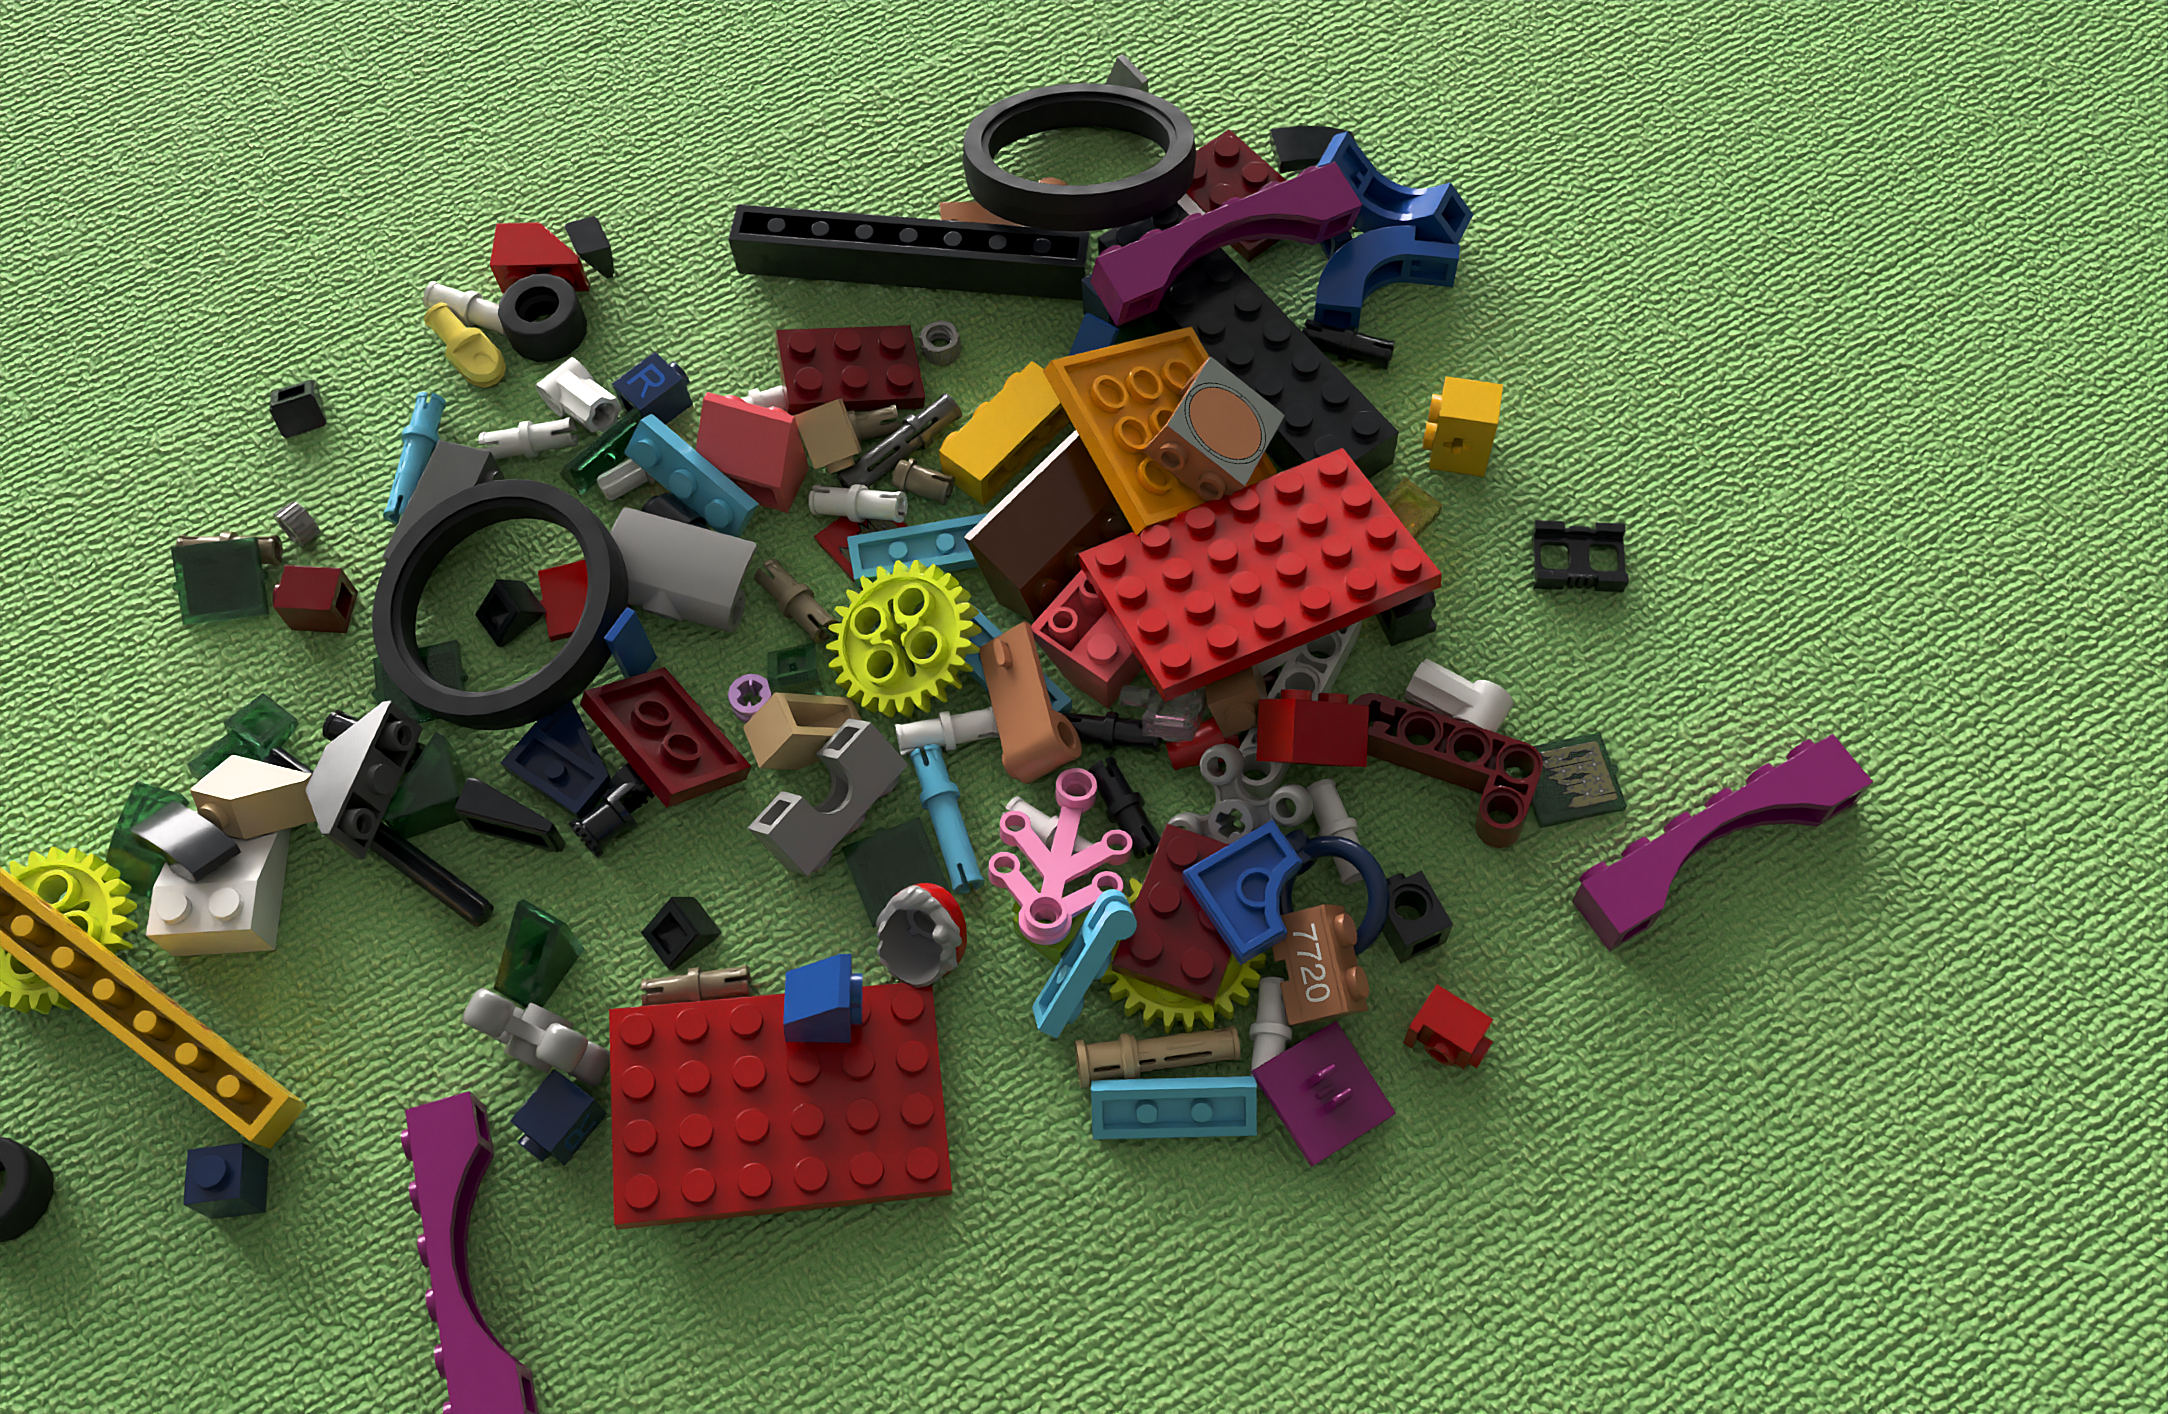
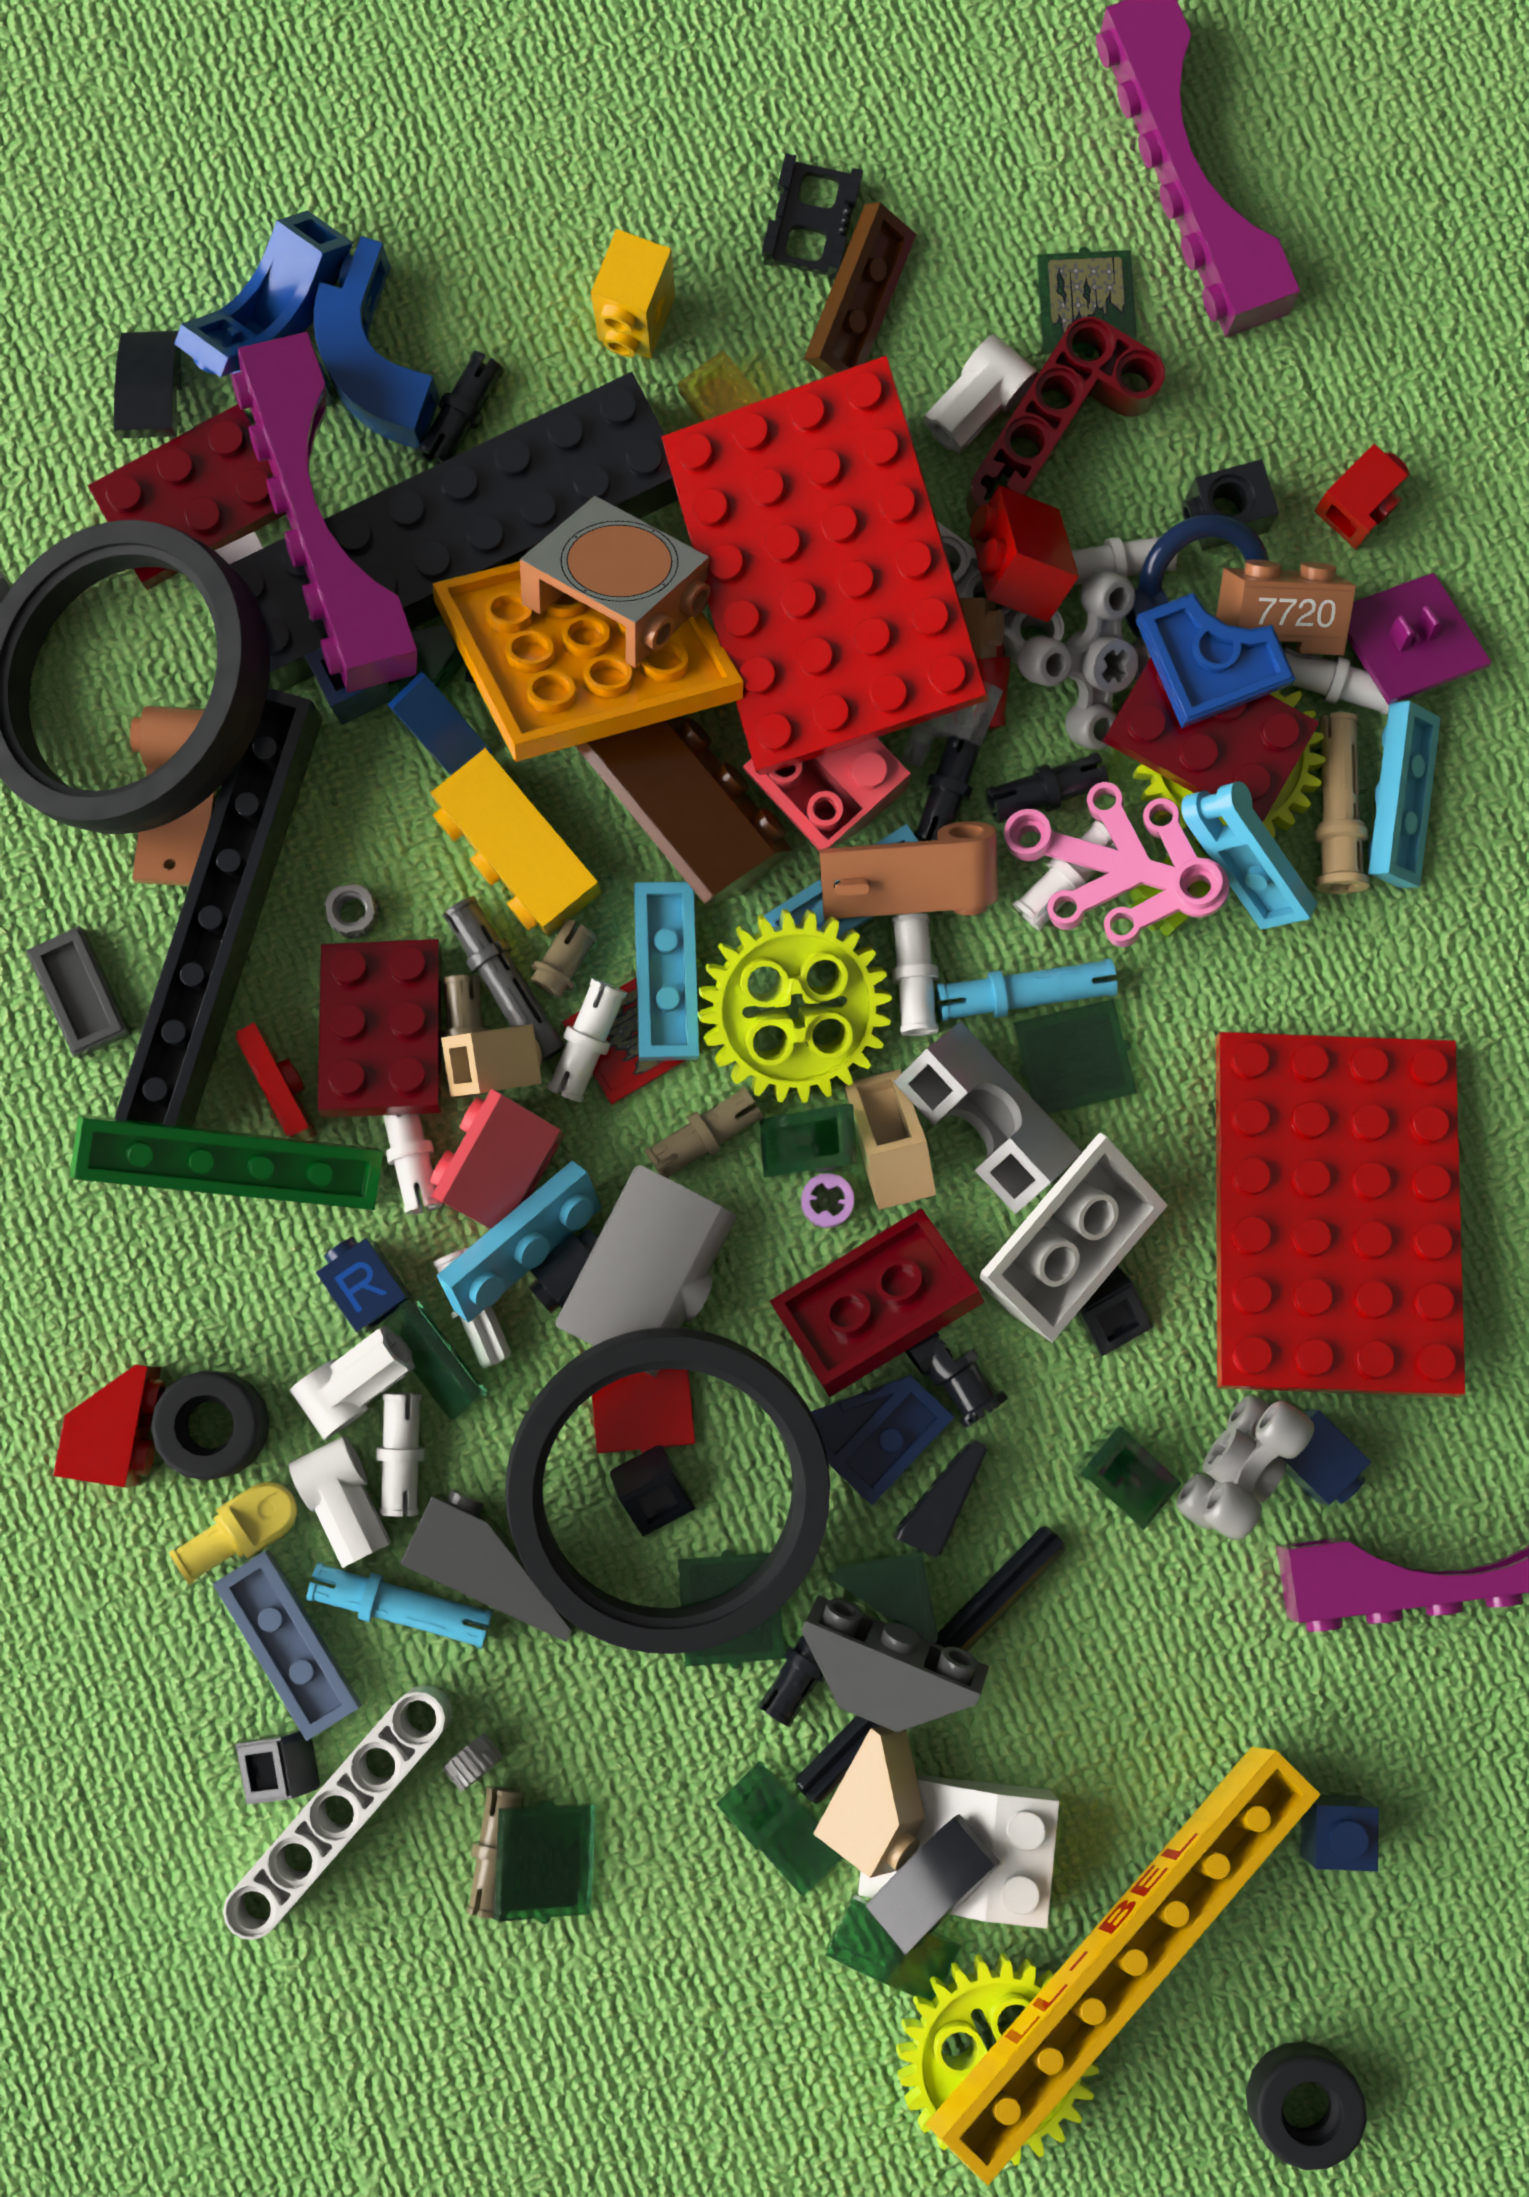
camera: 85 degrees left, 20 degrees up
(262, 443) = (317, 1831): none -> white beam
(315, 599) = (594, 1738): dark red brick -> none
(383, 393) = (287, 1644): none -> sand blue plate
(467, 307) = (168, 1528): white pin -> none
(502, 400) = (334, 1487): none -> white piece
(591, 244) = (106, 1349): black slope -> none
(630, 645) = (754, 1334): blue piece -> none
(697, 986) = (1185, 1294): dark tan pin -> none
(727, 278) = (225, 1162): none -> green plate
(728, 865) = (1073, 1239): none -> white slope
(801, 310) = (278, 1081): none -> red plate
(823, 1001) = (1268, 1138): blue slope -> none
(858, 189) = (78, 992): none -> dark grey tile
(921, 934) = (1177, 1031): light grey hair -> none
(1519, 597) = (861, 291): none -> reddish brown plate

